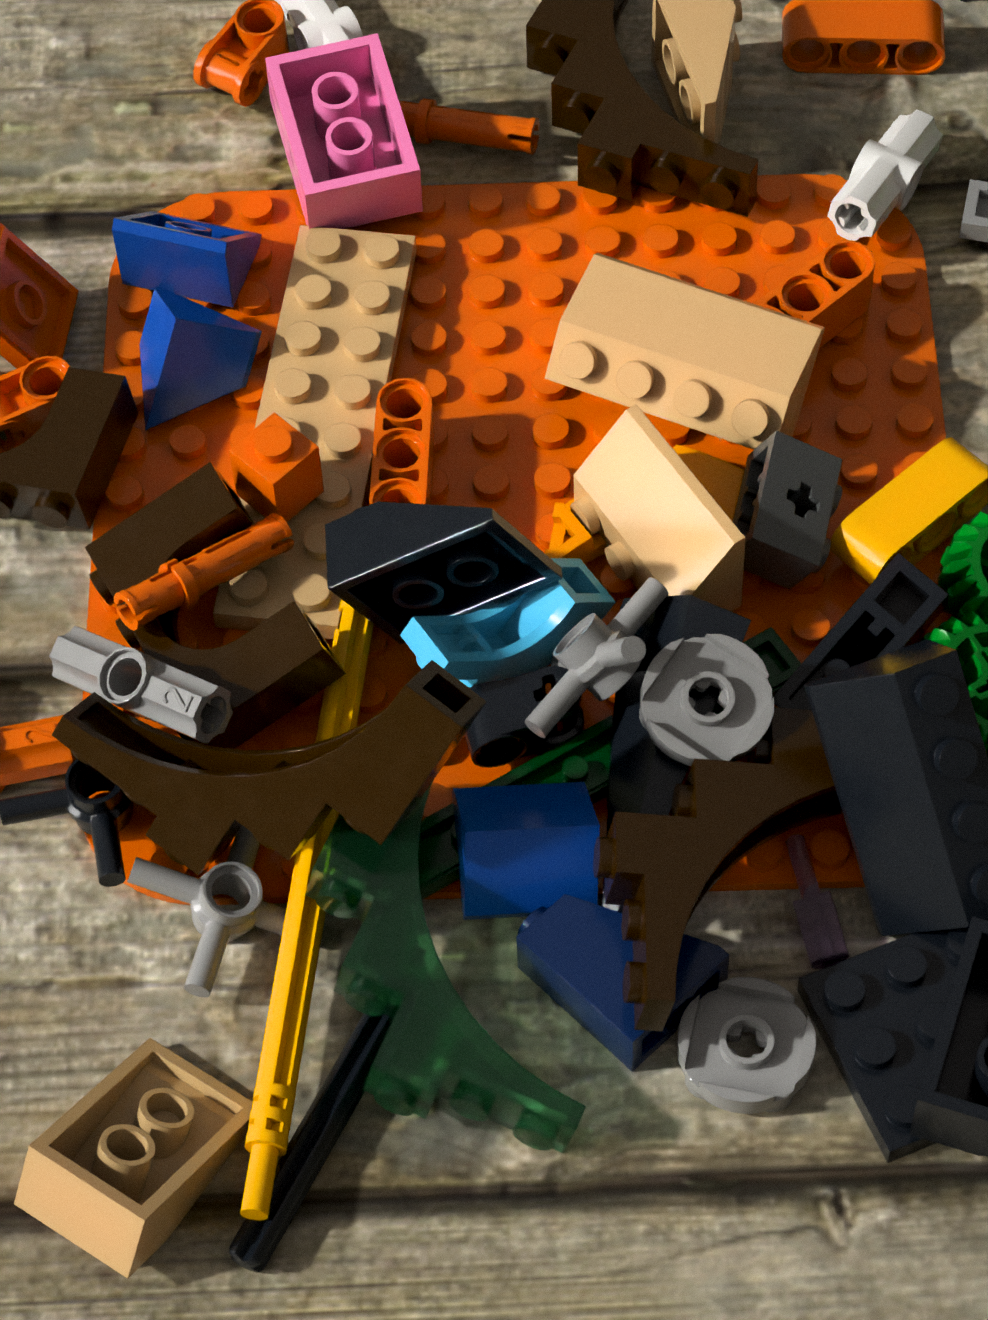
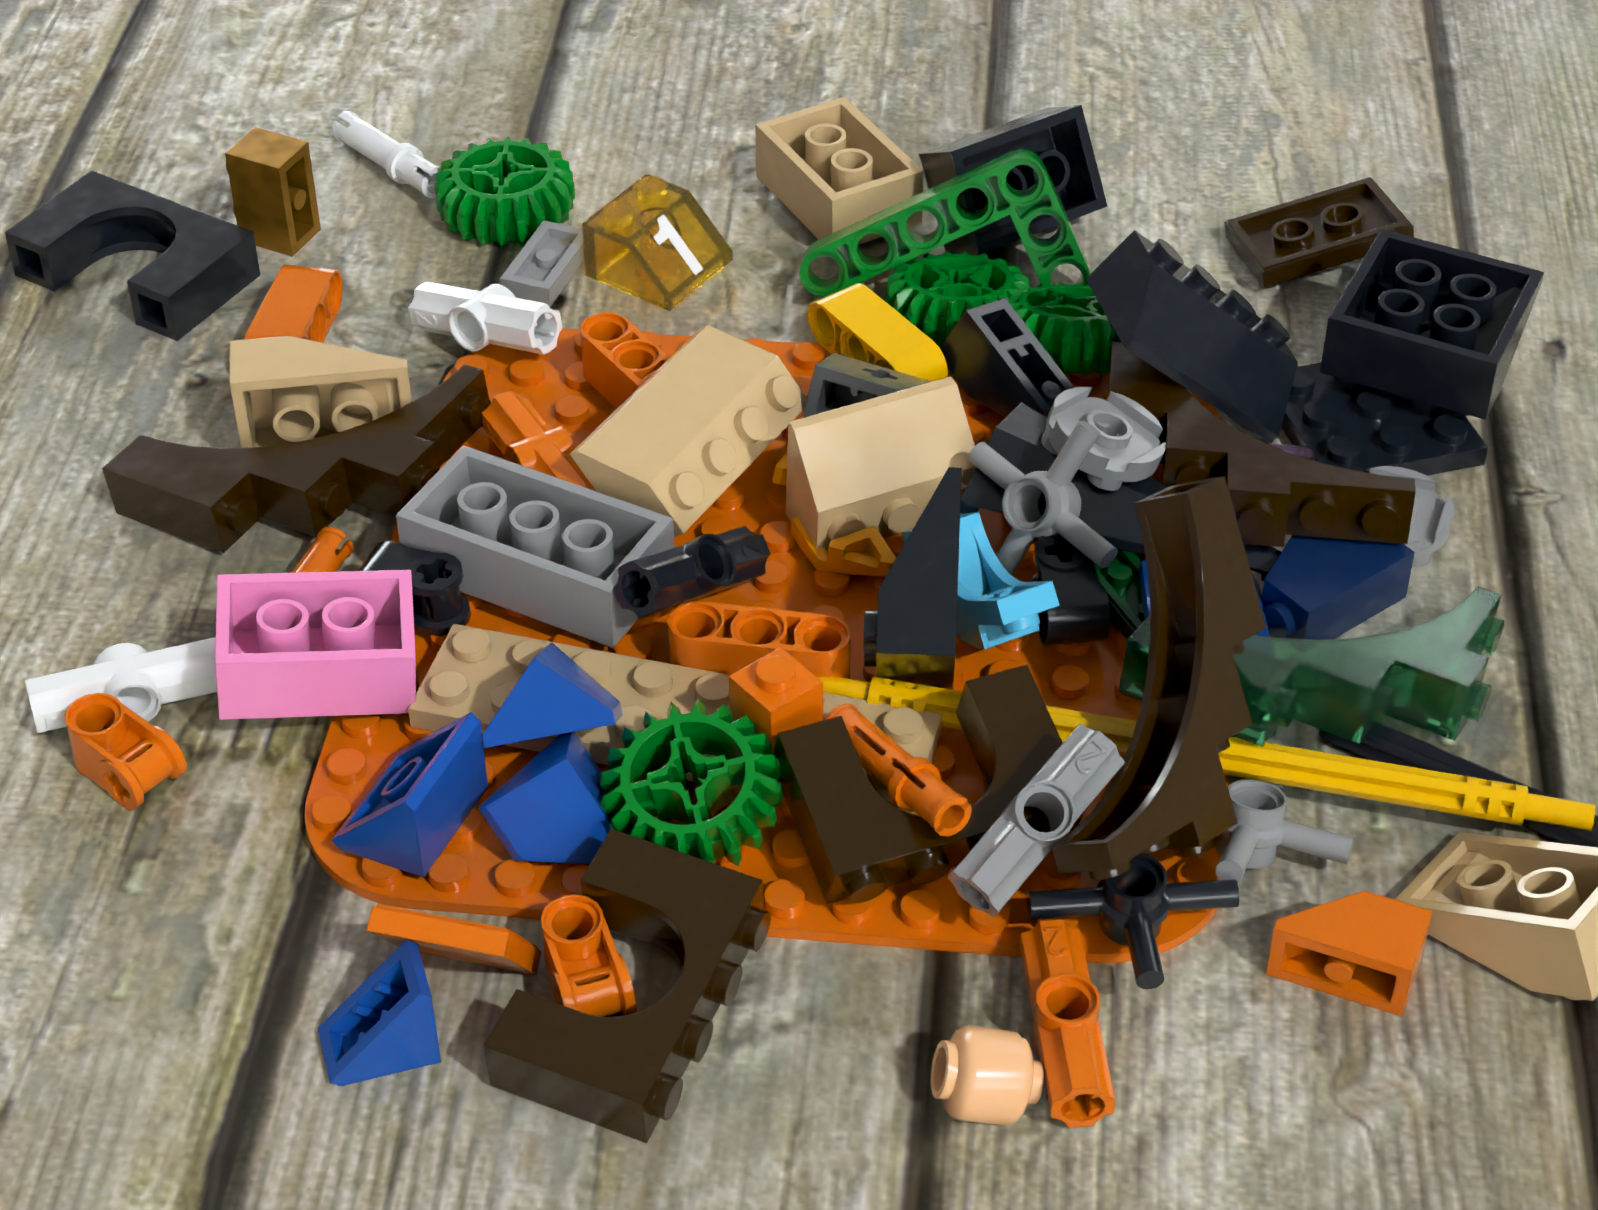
camera: 85 degrees left, 15 degrees down
(72, 1004) = (1353, 949): none -> orange slope
(186, 423) = (739, 769): none -> green gear
(281, 312) = (551, 700): none -> blue slope
(443, 362) = (691, 571): none -> black piece
(455, 195) = (429, 584): none -> black piece
(507, 269) = (534, 541): none -> light grey brick
(684, 241) = (529, 440): none -> orange piece

